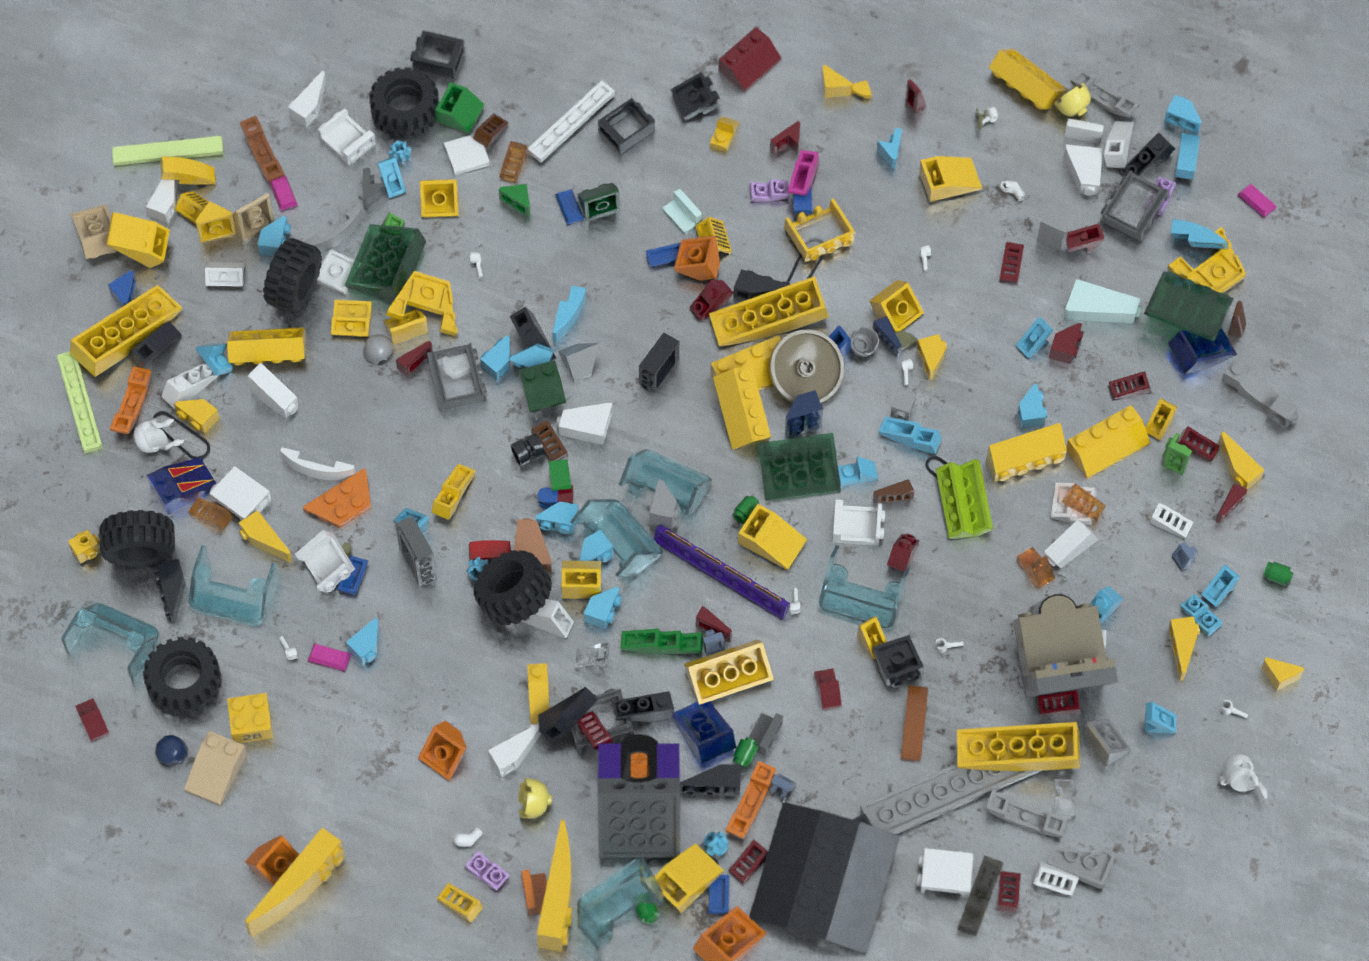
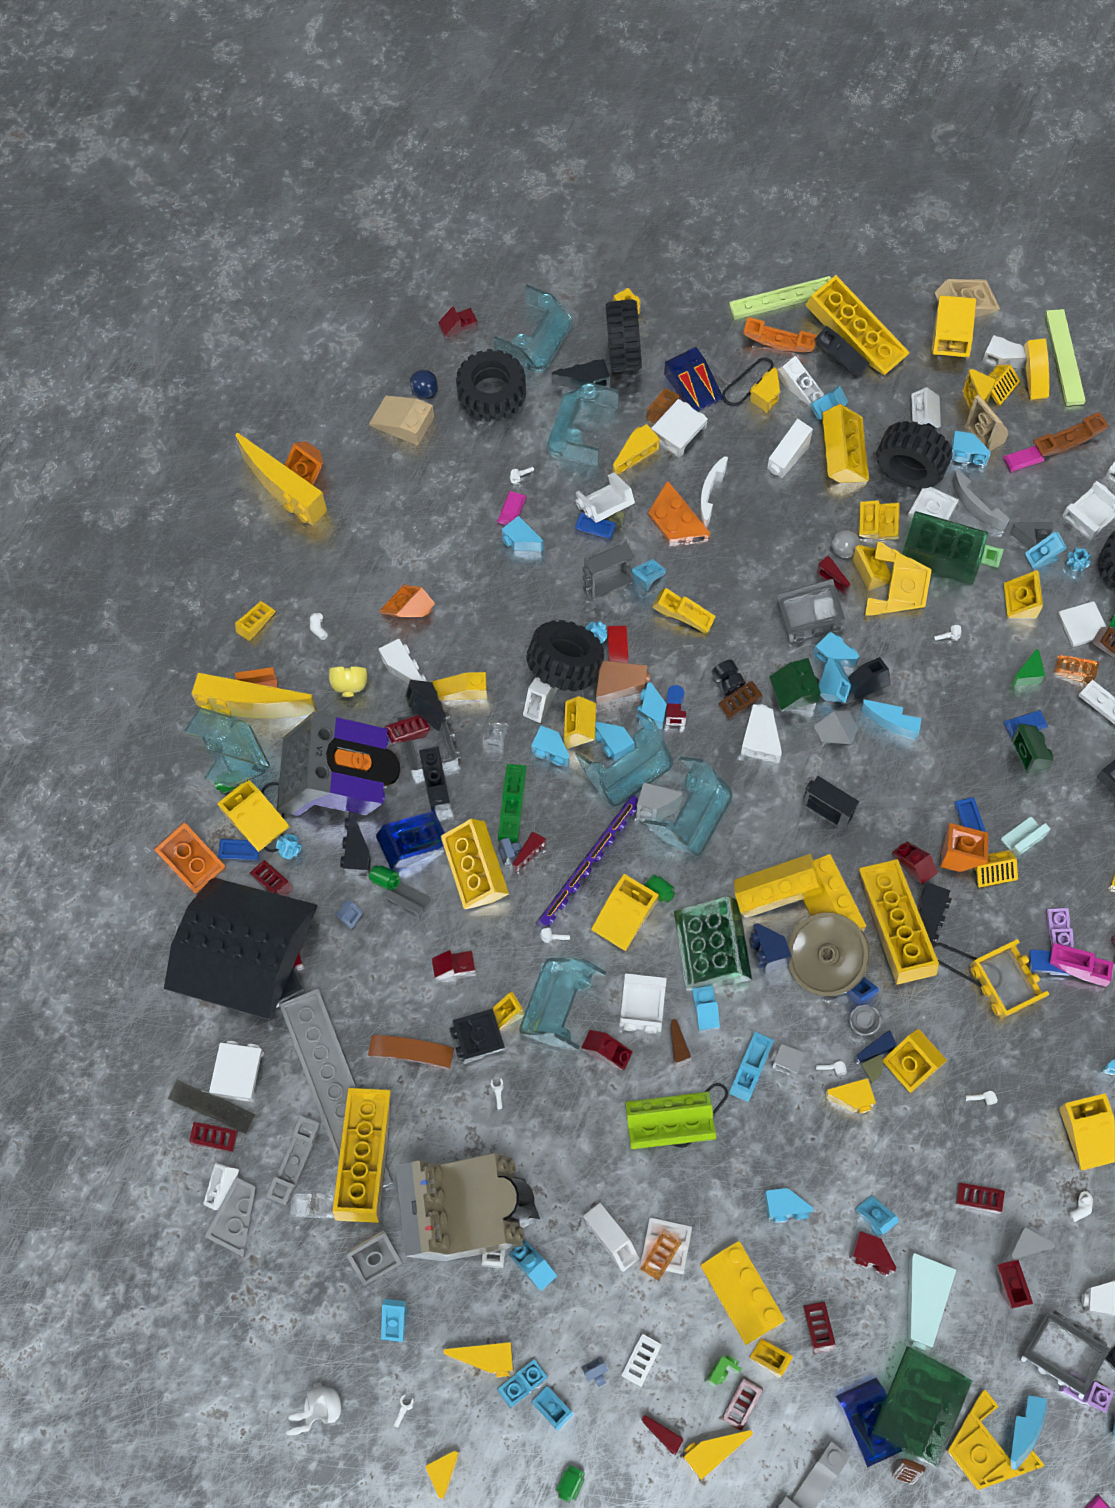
camera: 95 degrees right, 5 degrees up
(123, 288) = (902, 324): blue slope -> none
(151, 438) = (740, 352): white hair -> none
(250, 718) = (448, 442): yellow brick -> none
(486, 871) = (281, 645): lavender slope -> none
(559, 474) = (696, 705): green slope -> none
(752, 800) = (331, 882): orange slope -> none
(1026, 452) = (724, 1193): yellow slope -> none
(1036, 567) = (587, 1196): clear orange slope -> none

